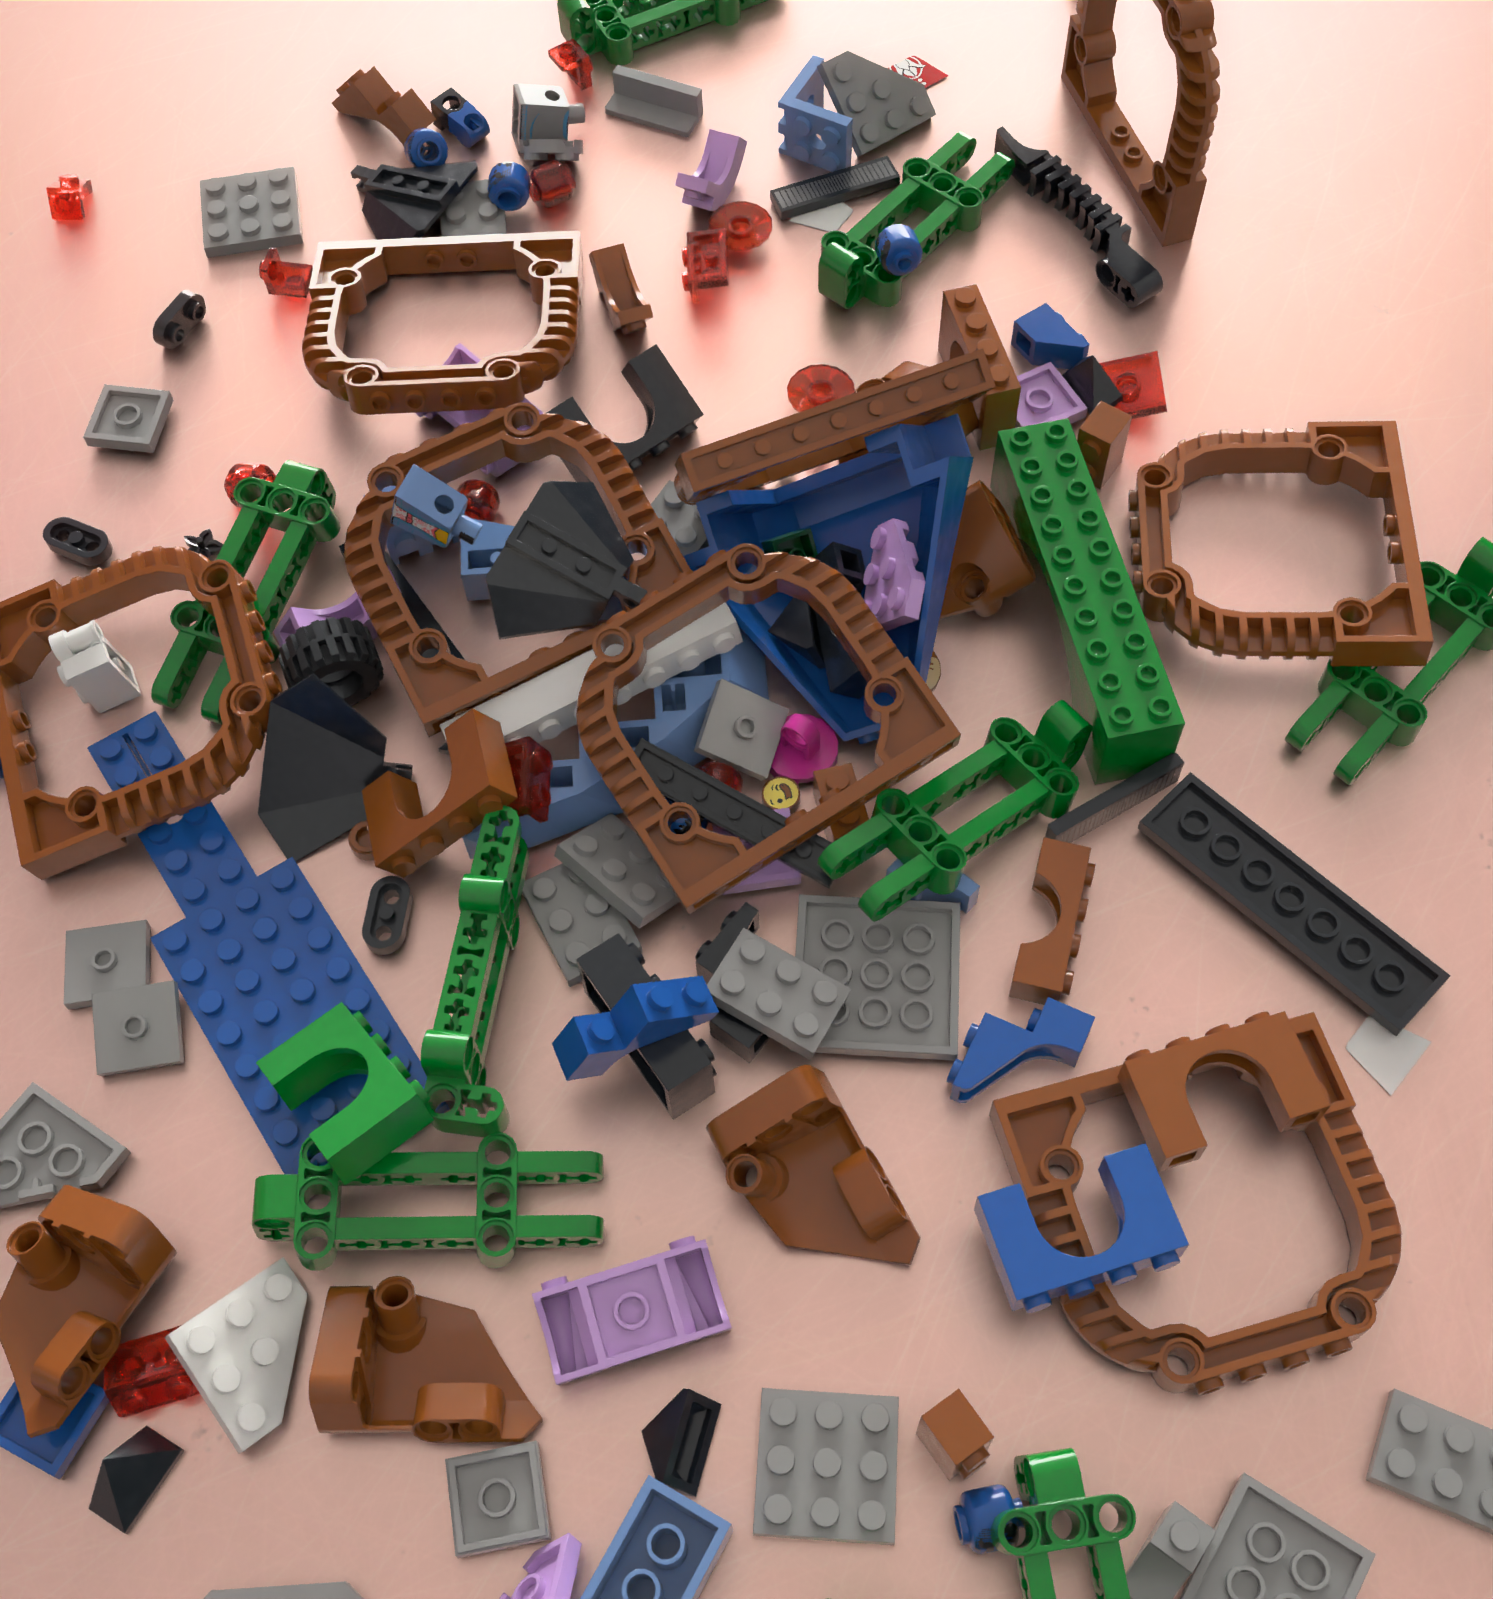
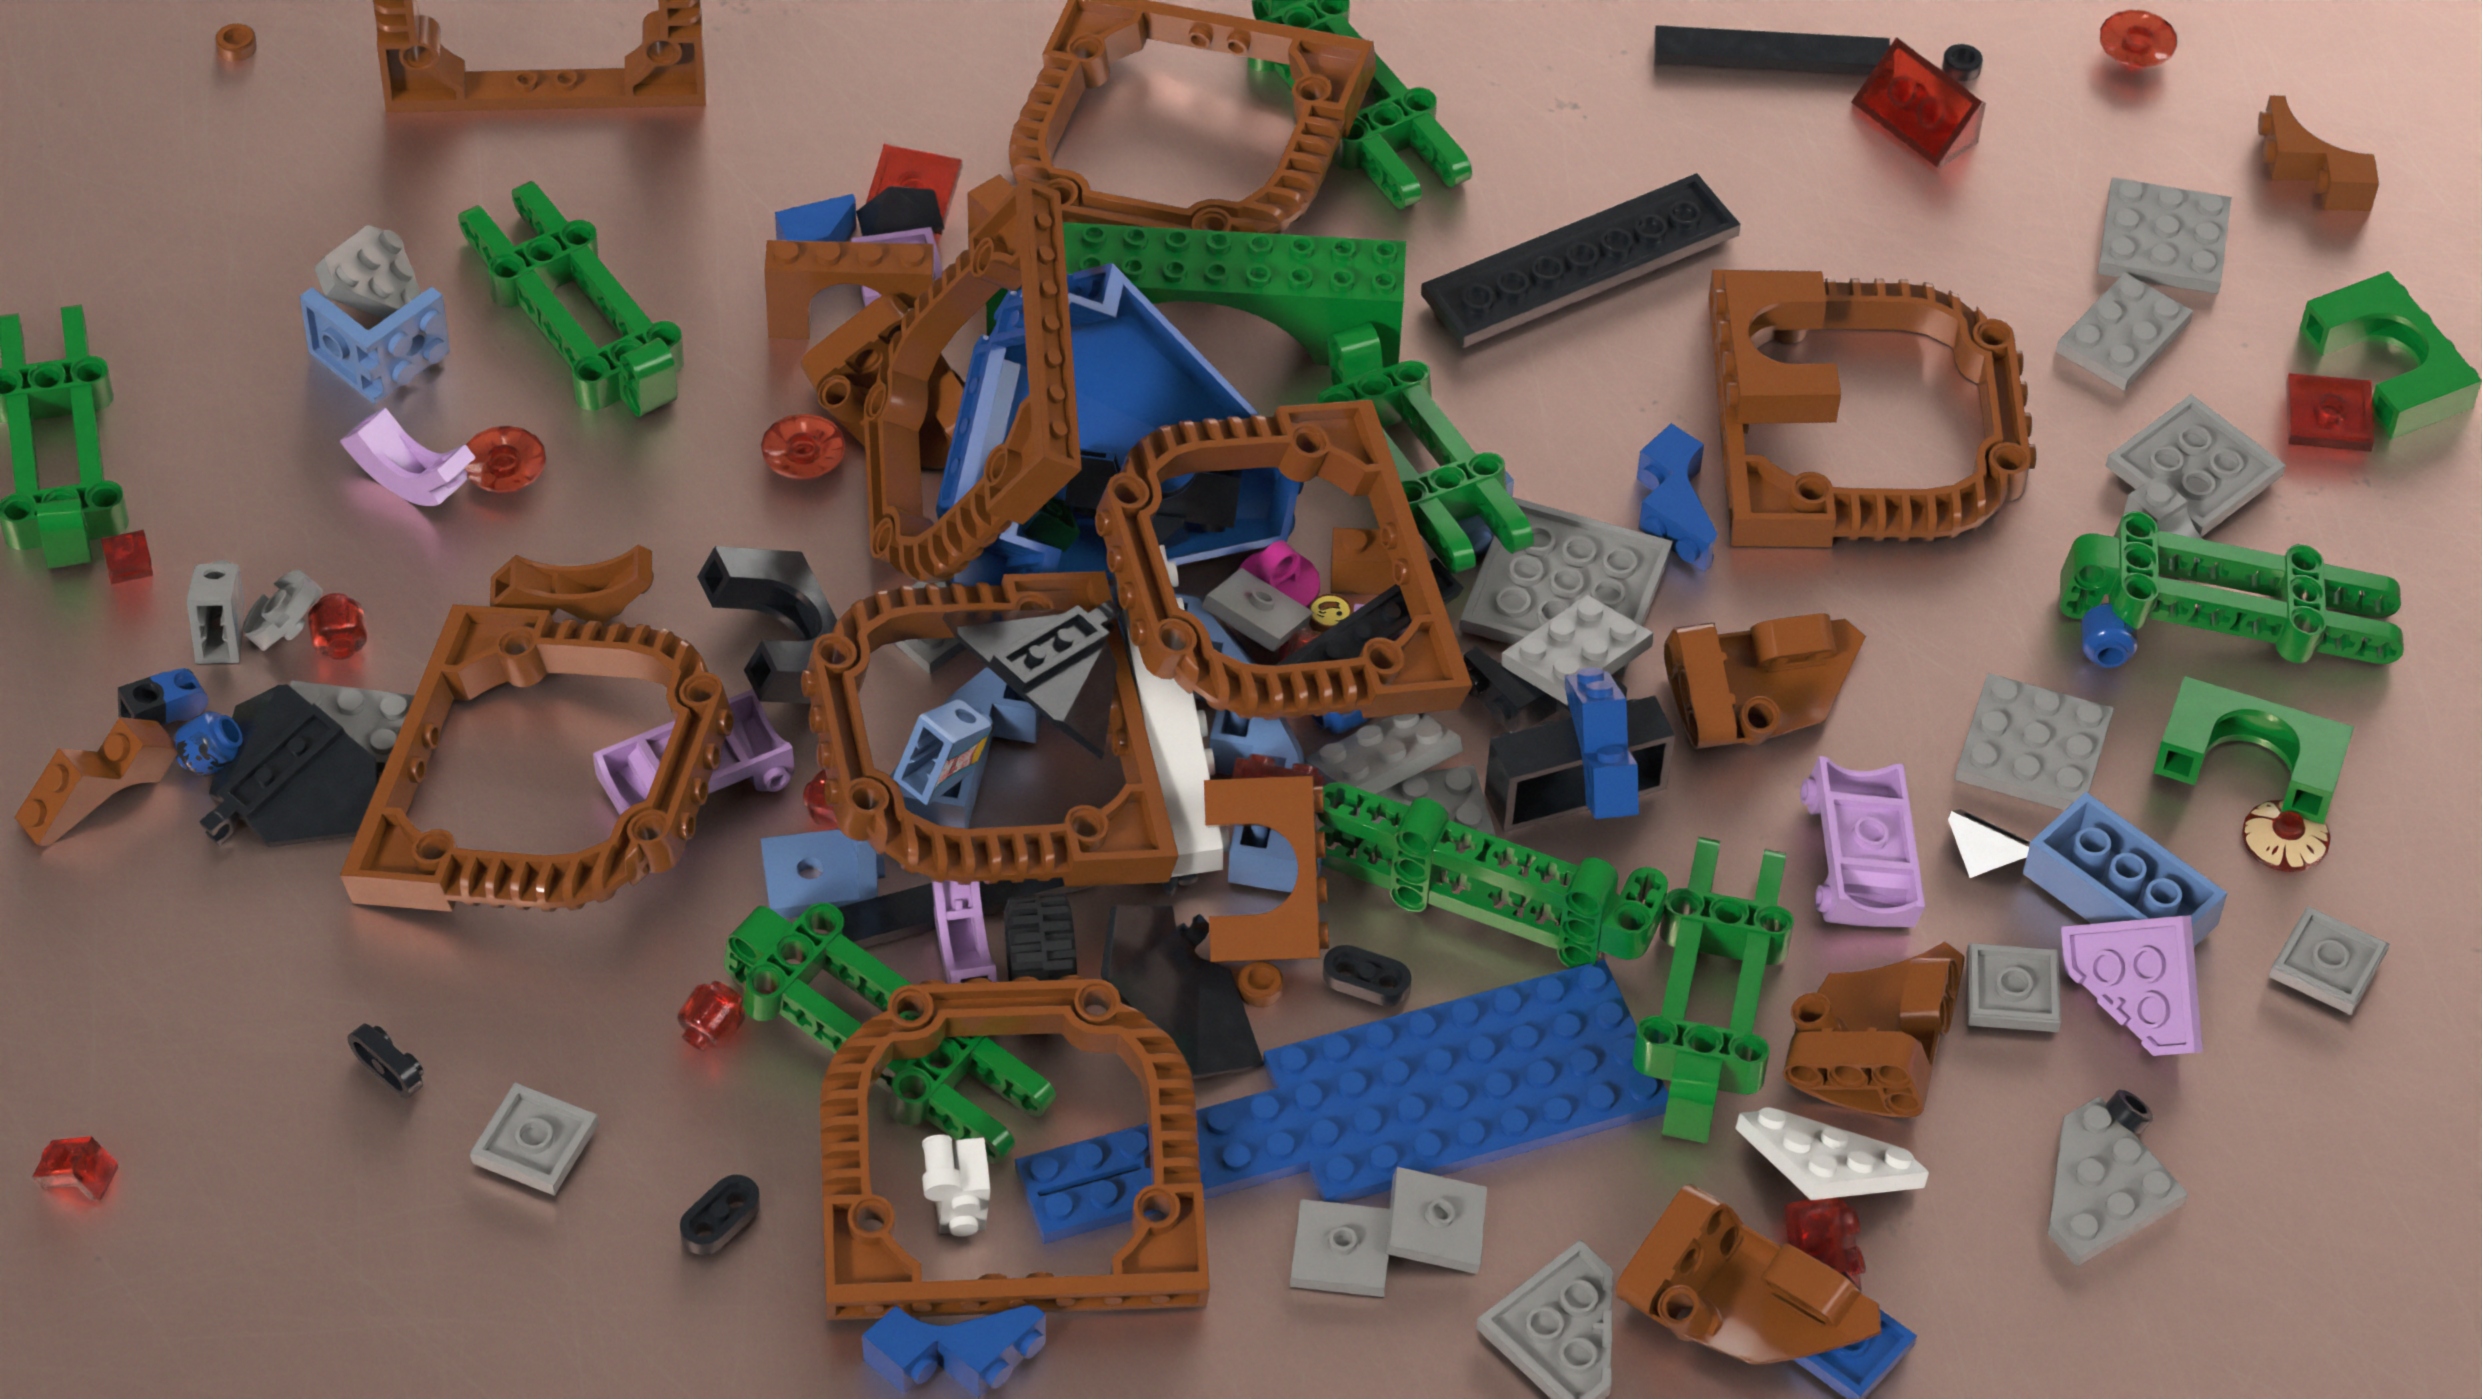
camera: 80 degrees left, 10 degrees down
(132, 1477) = (1927, 1283): black slope -> none
(204, 544) = (777, 1091): black plant -> none
(250, 212) = (206, 965): light grey plate -> none
(285, 277) = (364, 932): clear red bracket -> none
(379, 1117) = (1535, 1002): green arch -> none
(508, 186) = (329, 664): blue head -> none
(655, 101) = (231, 499): light grey panel -> none
(705, 261) = (555, 502): clear red bracket -> none
(826, 218) = (499, 386): white sticker -> none
(834, 187) = (472, 362): tile -> none
(891, 582) = (1134, 405): lavender plate -> none
(898, 249) = (652, 306): blue head -> none
(919, 71) = (306, 241): sticker -> none
(955, 1436) = (2039, 628): dark orange piece -> none
(1037, 1272) = (1902, 441): blue arch -> none
(1043, 963) = (1508, 414): dark orange arch -> none
(1116, 800) = (1434, 353): black tile -> none
(1123, 269) = (733, 143): black piece -> none
(1385, 1055) = (1749, 250): white sticker -> none

